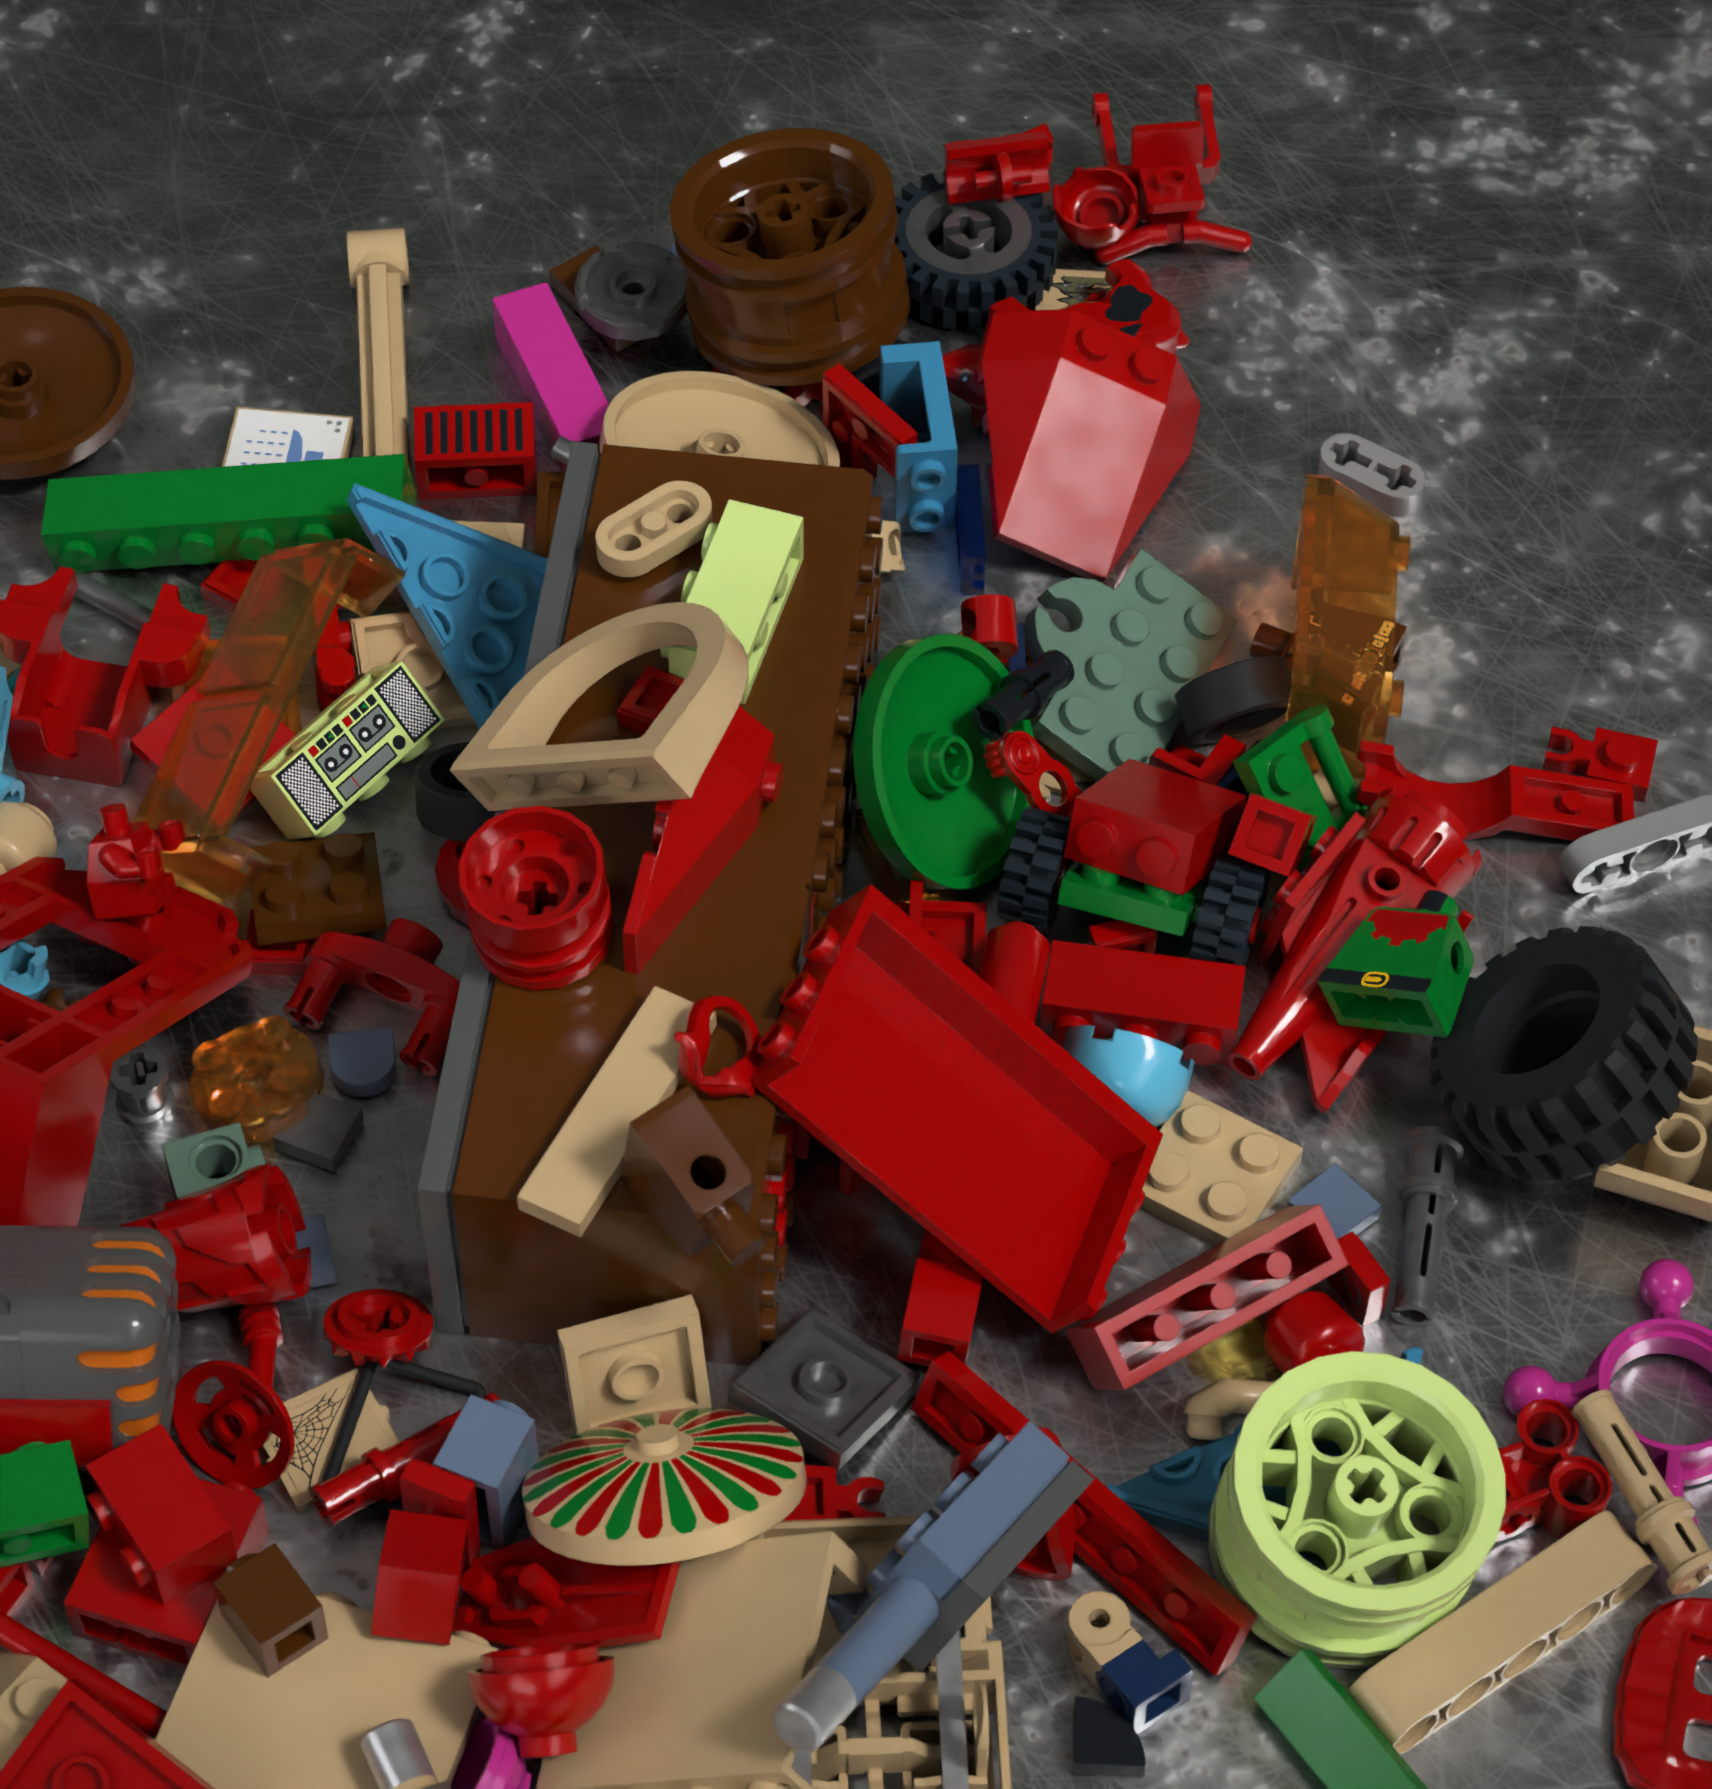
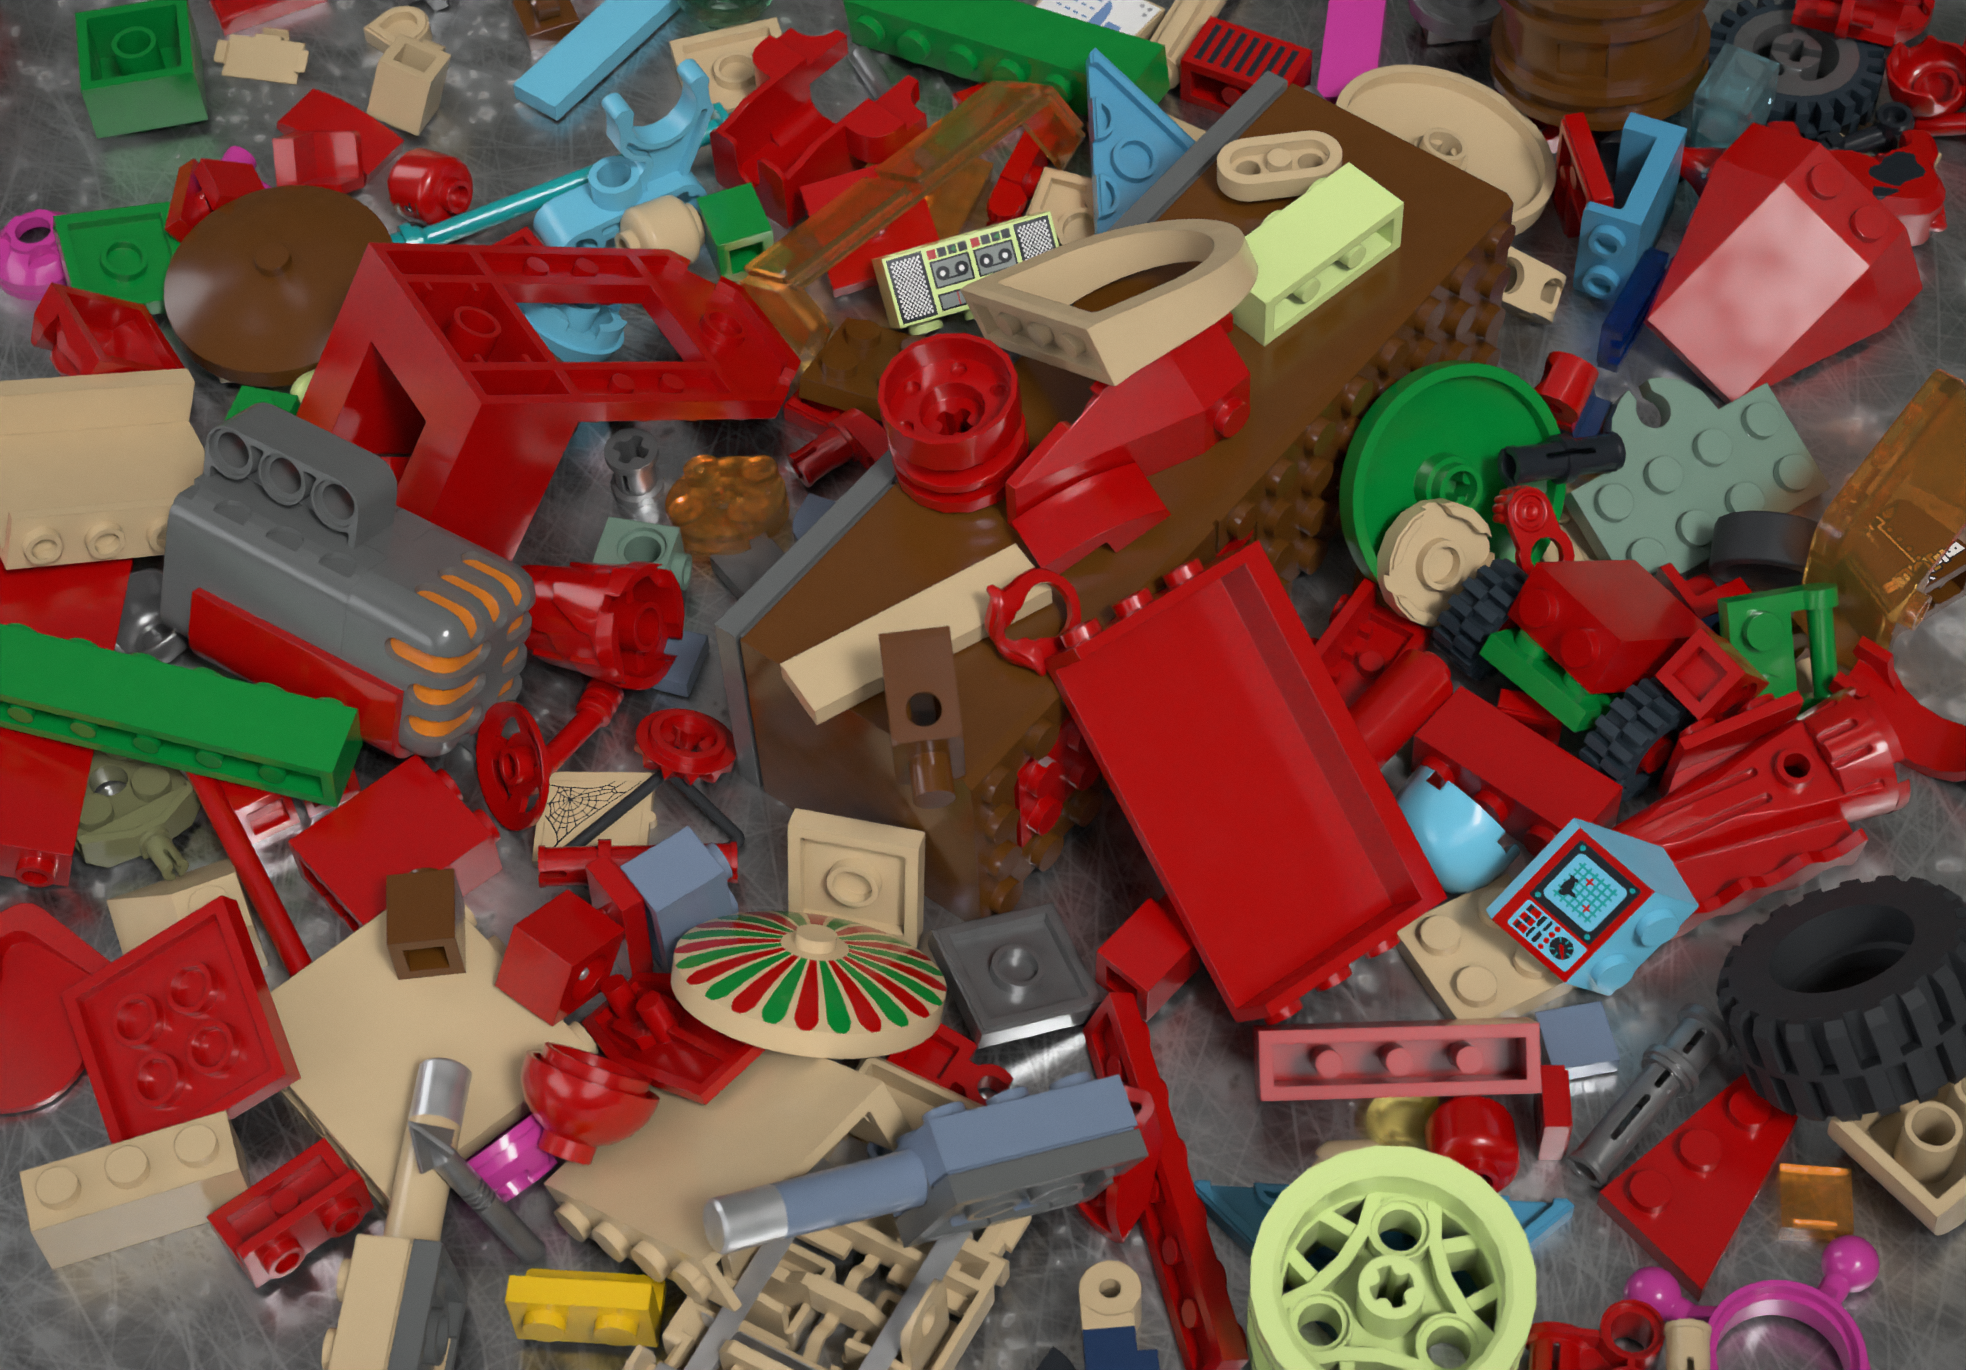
camera: 35 degrees right, 0 degrees up
(73, 802) = (734, 229): none -> green brick
(127, 865) = (714, 279): red piece -> none
(161, 1515) = (394, 803): red brick -> none
(704, 931) = (1098, 510): none -> red slope
(953, 296) = (1732, 97): none -> clear light blue slope
(964, 837) = (1430, 556): none -> tan tile
(1085, 277) = (1881, 137): none -> black bar
(1299, 1081) = (1594, 905): none -> medium azure slope
(1402, 969) = (1758, 851): green torso -> none
(1508, 1279) = (1699, 1183): none -> red wing
(1606, 1250) = (1814, 1203): none -> clear orange tile

